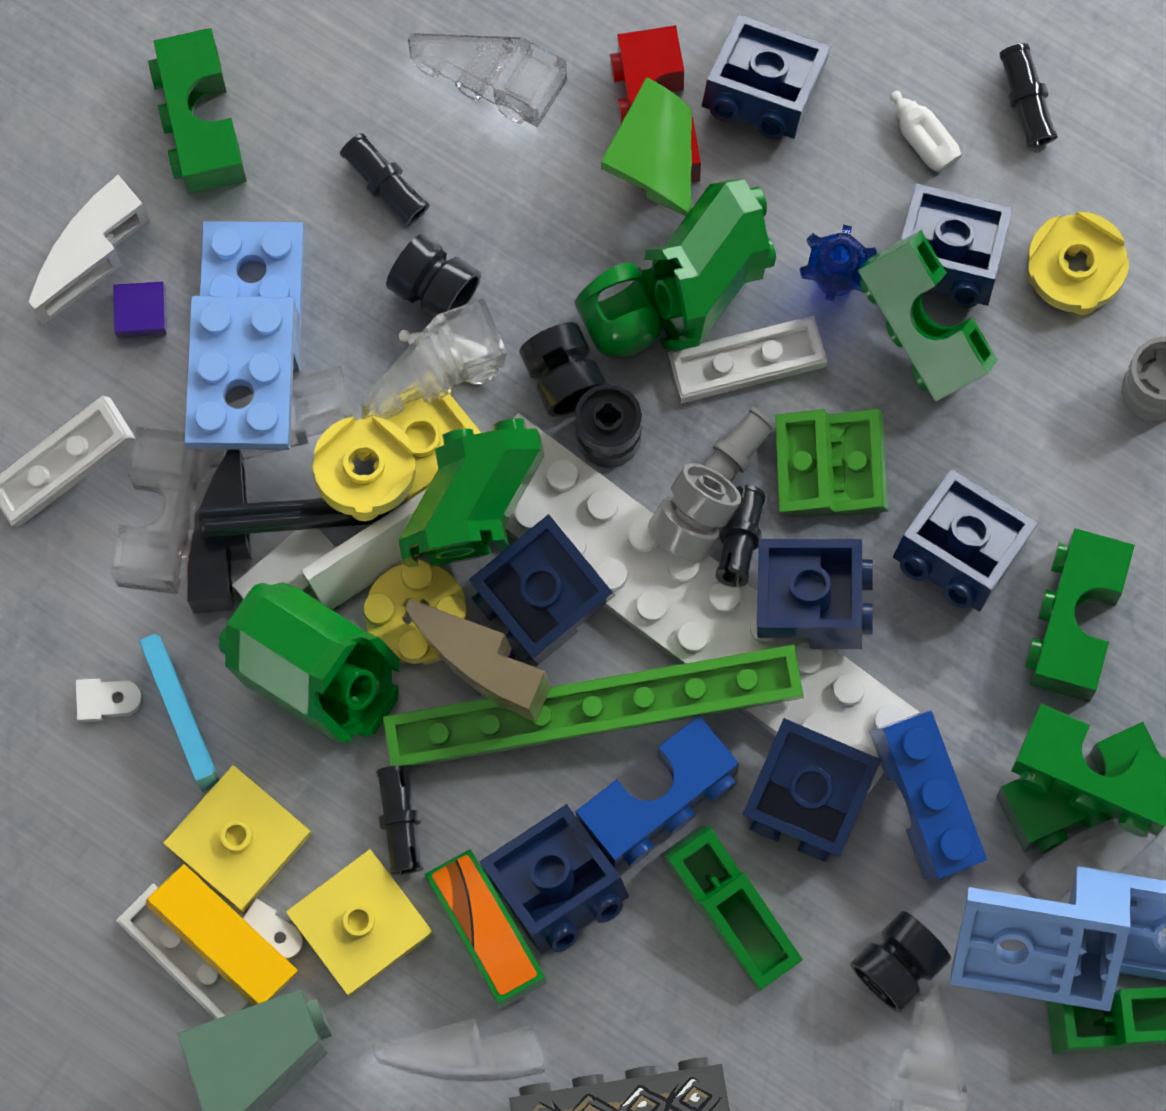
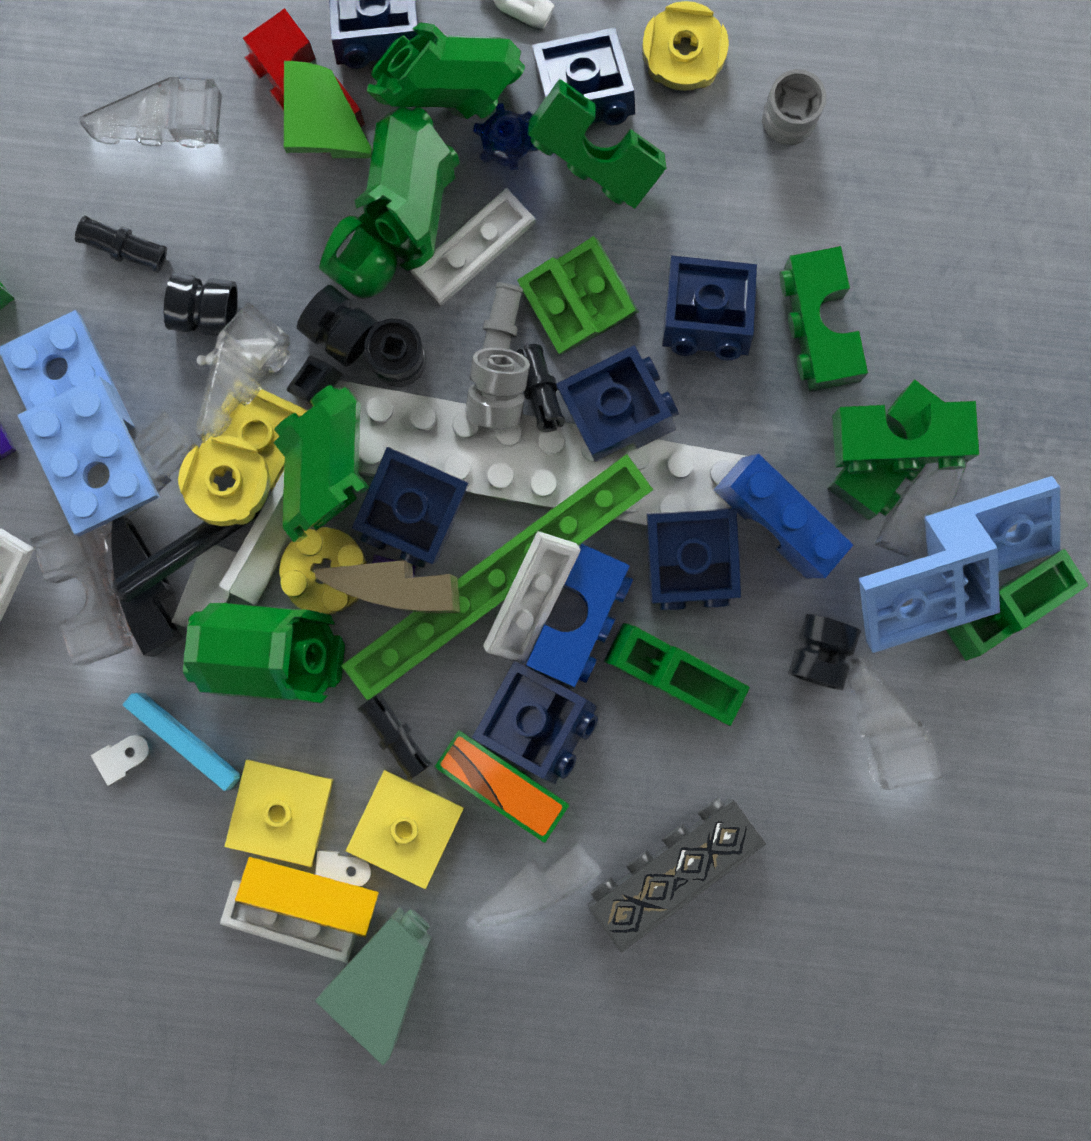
camera: 30 degrees left, 10 degrees up
(509, 406) = (313, 378): none -> black tile
(618, 744) = (531, 597): none -> white tile
(808, 167) = (446, 72): none -> green brick

